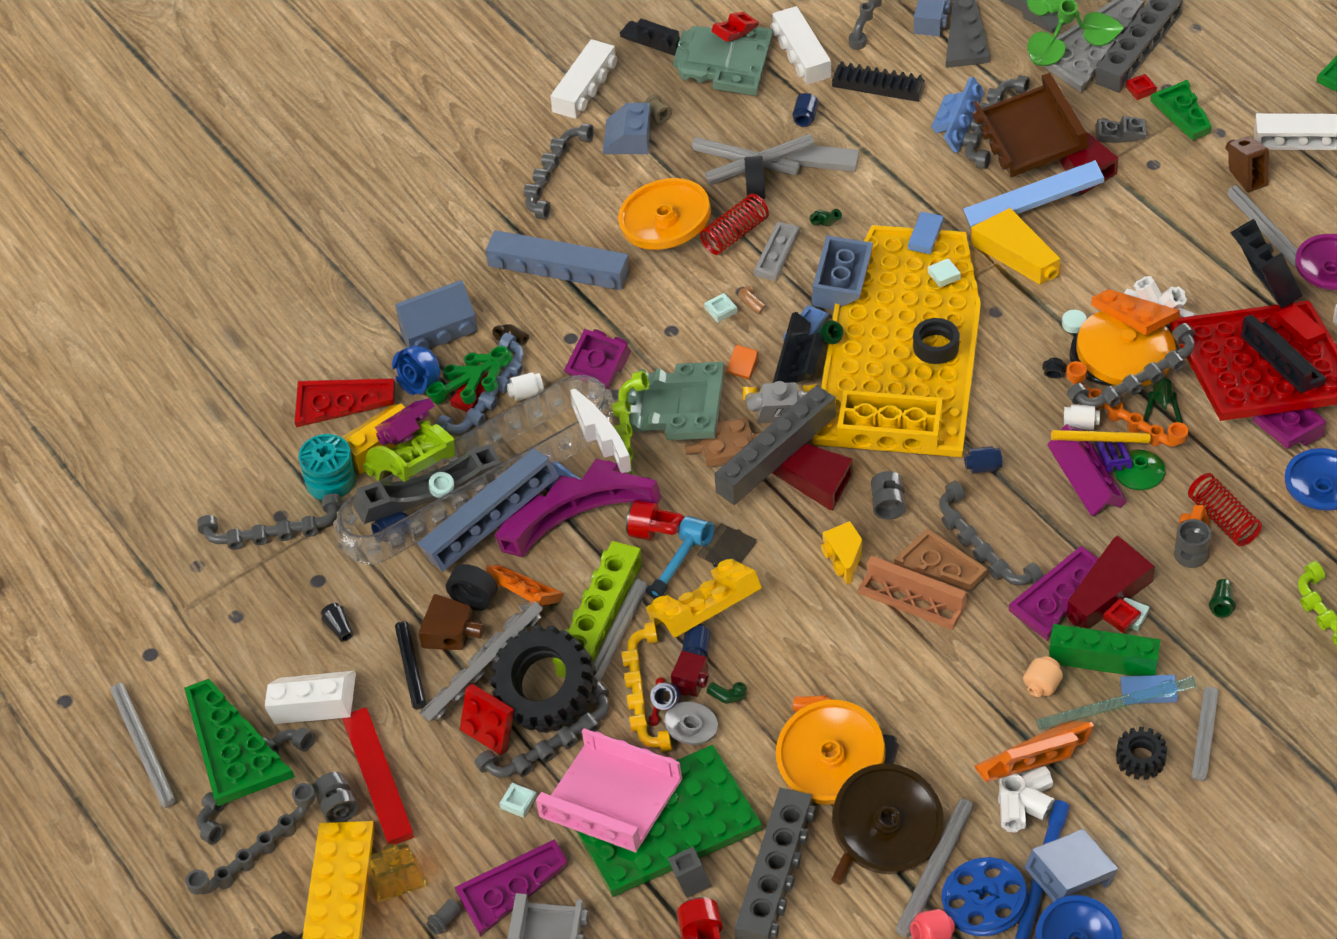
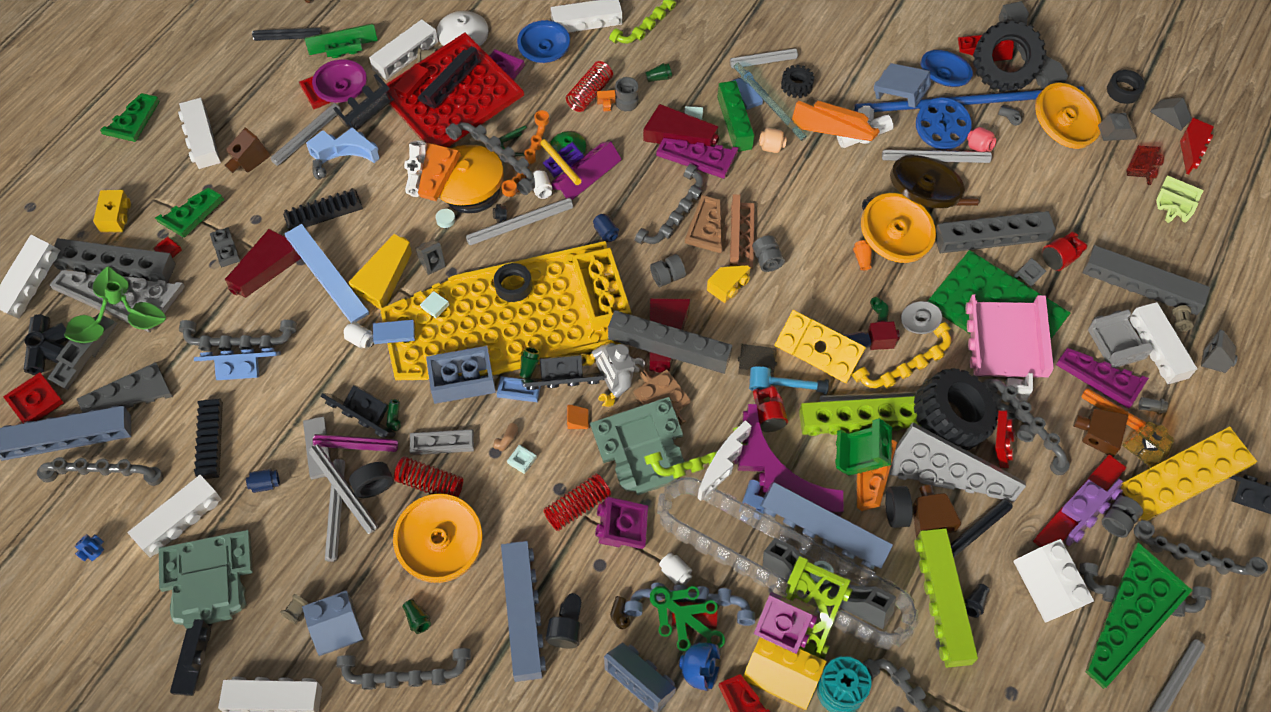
camera: 120 degrees left, 10 degrees up
(356, 593) = (946, 598): none -> lime brick
(368, 772) = (1087, 505): none -> medium lavender bracket
(432, 779) = (1060, 464): none -> dark grey bar
(443, 840) = (1103, 430): none -> reddish brown torso
(453, 876) = (1104, 404): none -> orange axle
(517, 281) = (566, 629): none -> black piece
(518, 800) = (1039, 403): light aqua tile -> none
(541, 779) = (1023, 387): none -> white panel
(554, 581) = (864, 449): none -> green panel
(598, 187) = (417, 618): none -> dark green cone
(636, 314) = (552, 518): none -> red piece
(654, 719) = (924, 348): red hinge -> none
(657, 696) = (914, 337): brick -> none
(735, 27) = (169, 576): red slope -> none
(809, 181) = (359, 443): none -> magenta axle
(846, 192) = (364, 407): none -> black bracket
(862, 602) = (768, 252): none -> dark grey wheel
(943, 206) = (358, 335): none -> white brick
(1017, 285) = (430, 256): none -> dark grey slope
(1031, 128) = (251, 291): reddish brown panel -> none
(1036, 387) = (519, 221): none -> light grey axle
(1121, 615) = (703, 113): red tile -> none
(1136, 218) = (323, 210): none -> black gear
(1195, 222) = (317, 169): none -> dark grey arm
(1212, 47) = (111, 211): none -> yellow brick
(1228, 258) = (350, 143): none -> light blue arch

